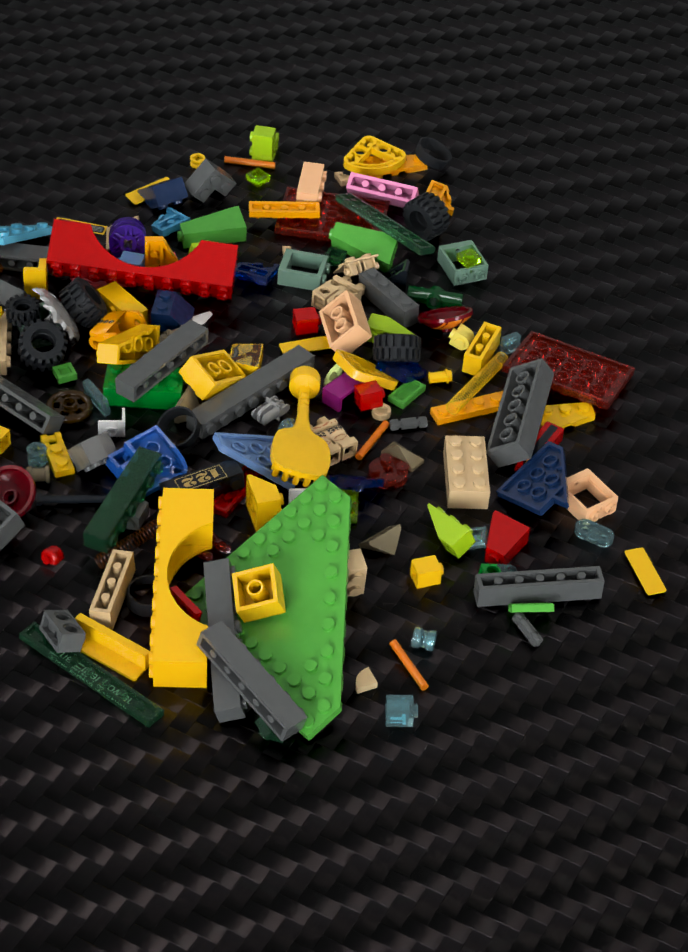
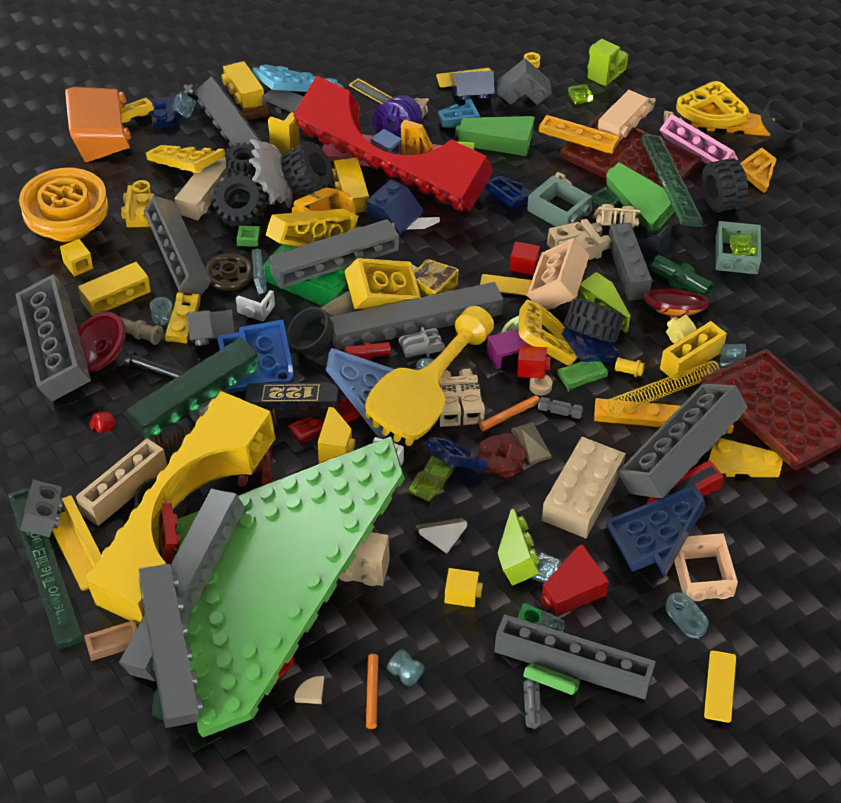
camera: 30 degrees right, 5 degrees up
(188, 704) = (110, 640): none -> medium nougat tile
(236, 427) = (369, 350): none -> red pin
(249, 162) = (583, 76): orange bar -> none
(258, 593) = (241, 546): yellow brick -> none
(400, 710) = (320, 744): clear light blue brick -> none

